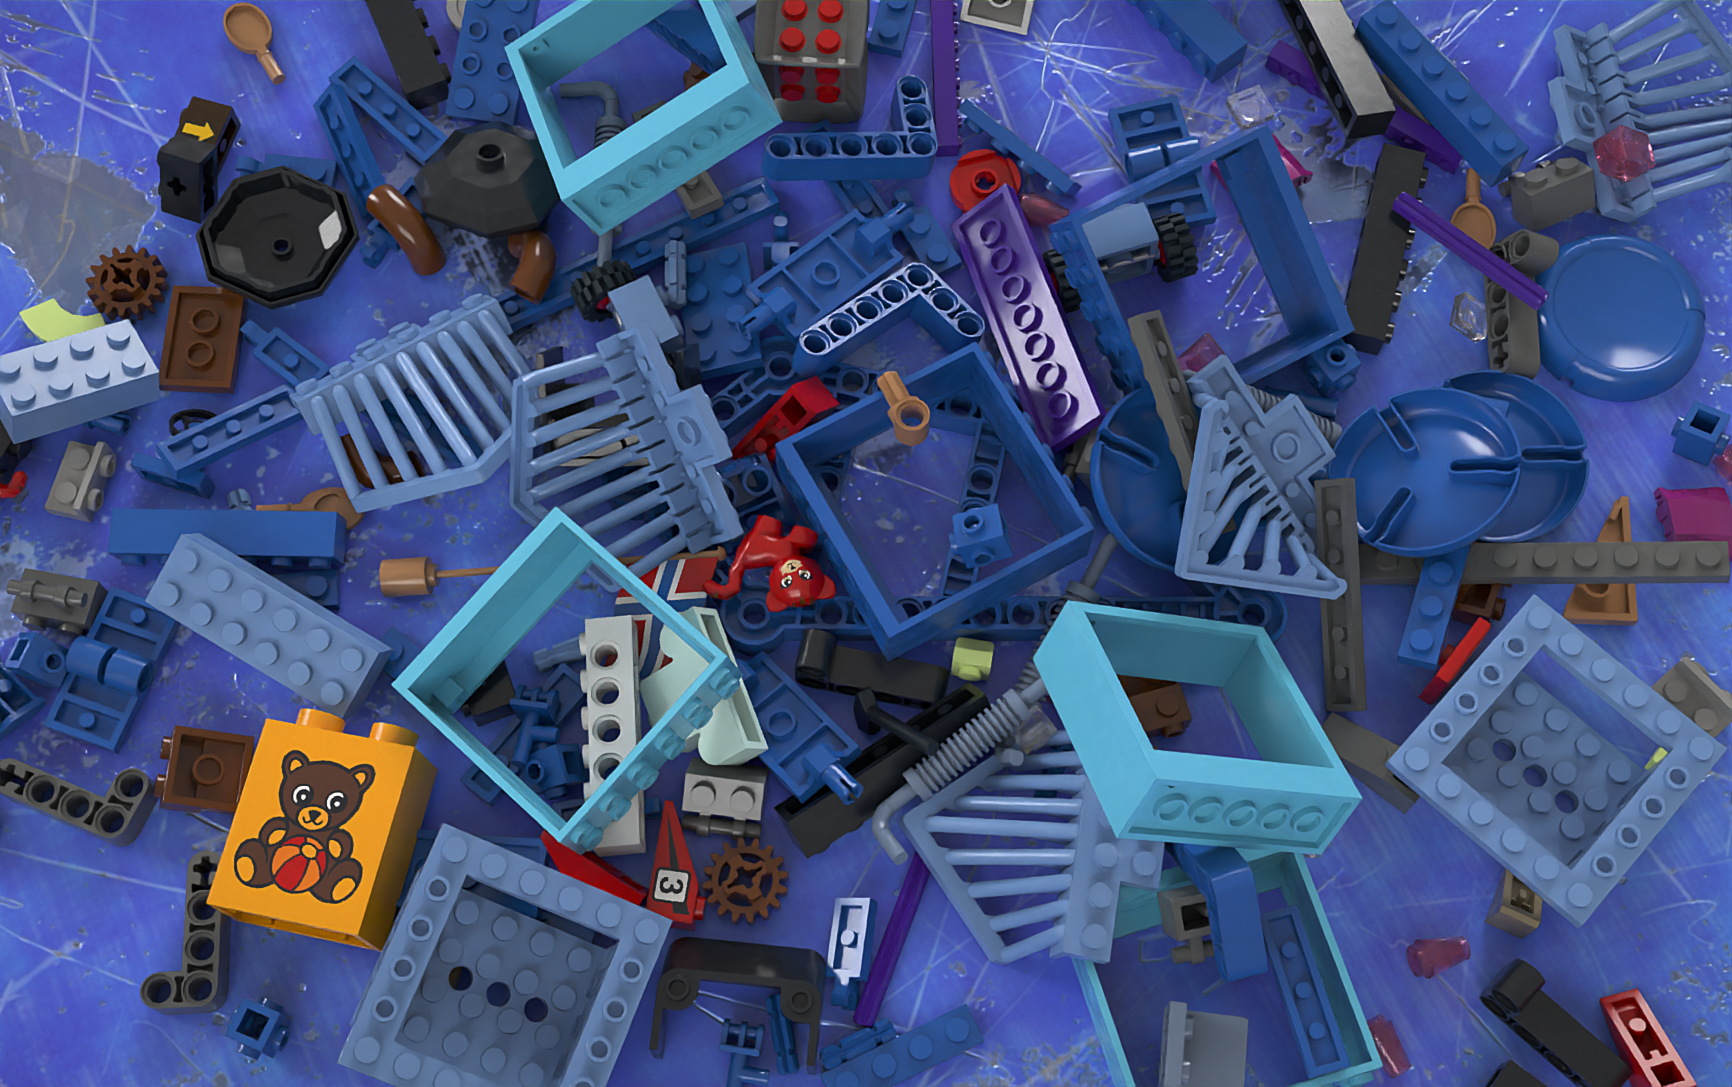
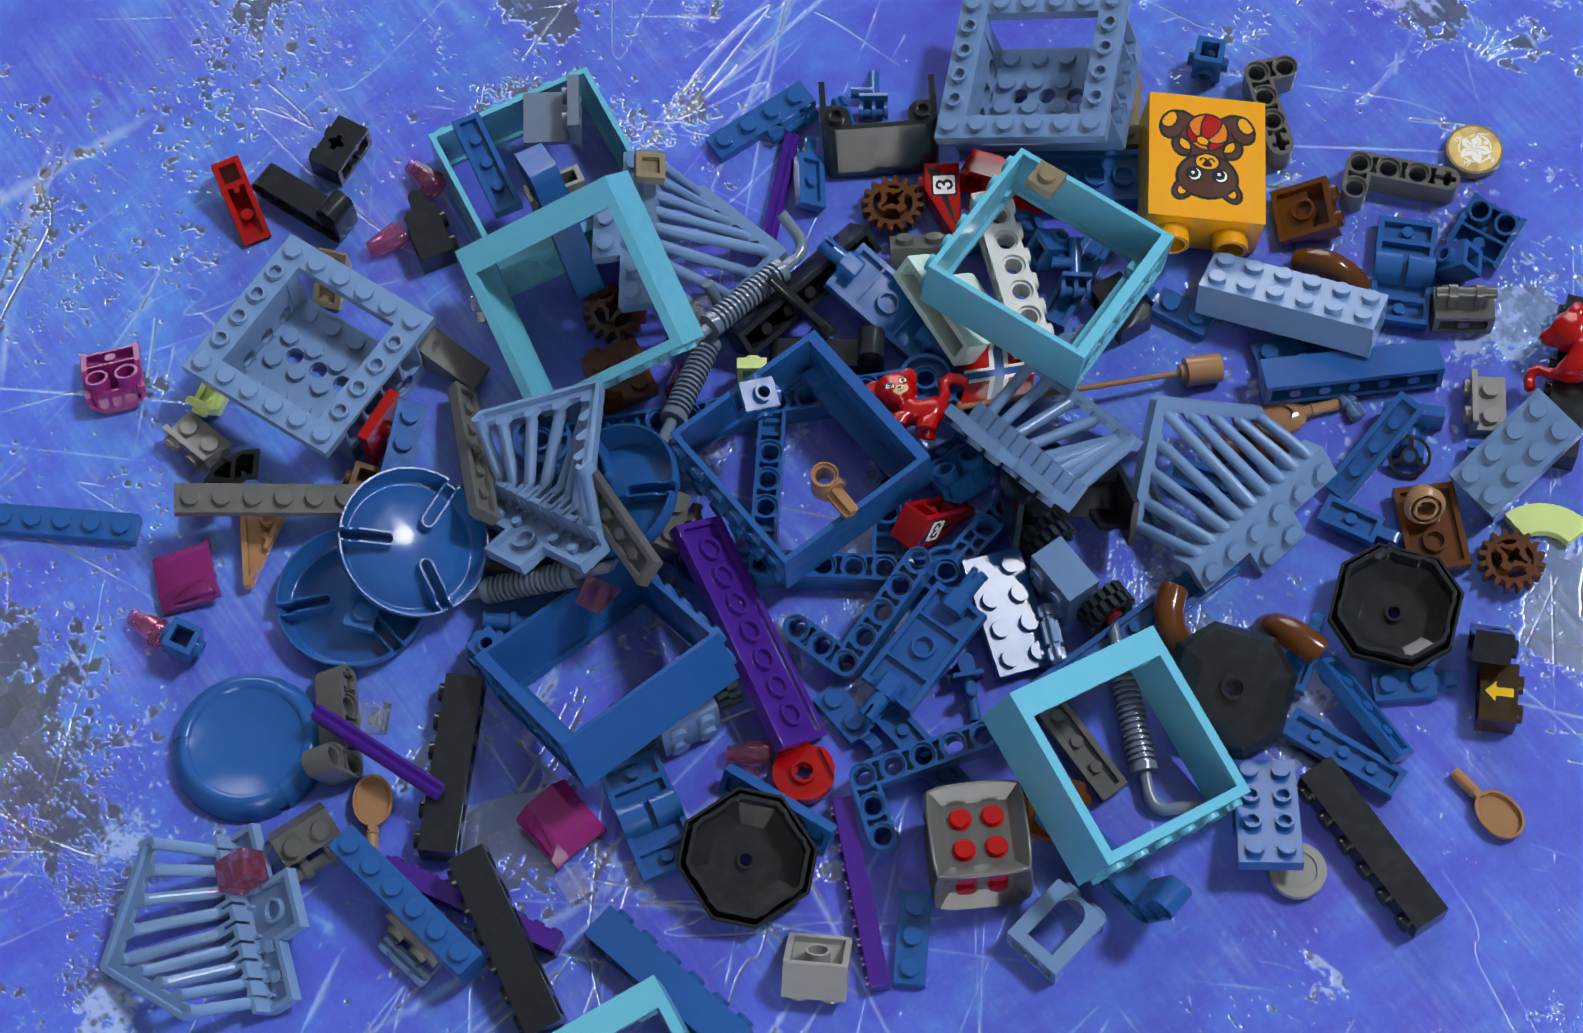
camera: 175 degrees right, 5 degrees down
(201, 347) = (1424, 504): none -> medium nougat cone
(204, 679) = (1329, 266): none -> reddish brown cylinder
(538, 782) = (1046, 180): none -> dark tan plate
(1062, 86) = (754, 826): none -> black rock
(1079, 894) = (649, 167): none -> dark tan tile
(1381, 952) = (429, 233): none -> black hinge
(1660, 633) = (229, 465): none -> black brick

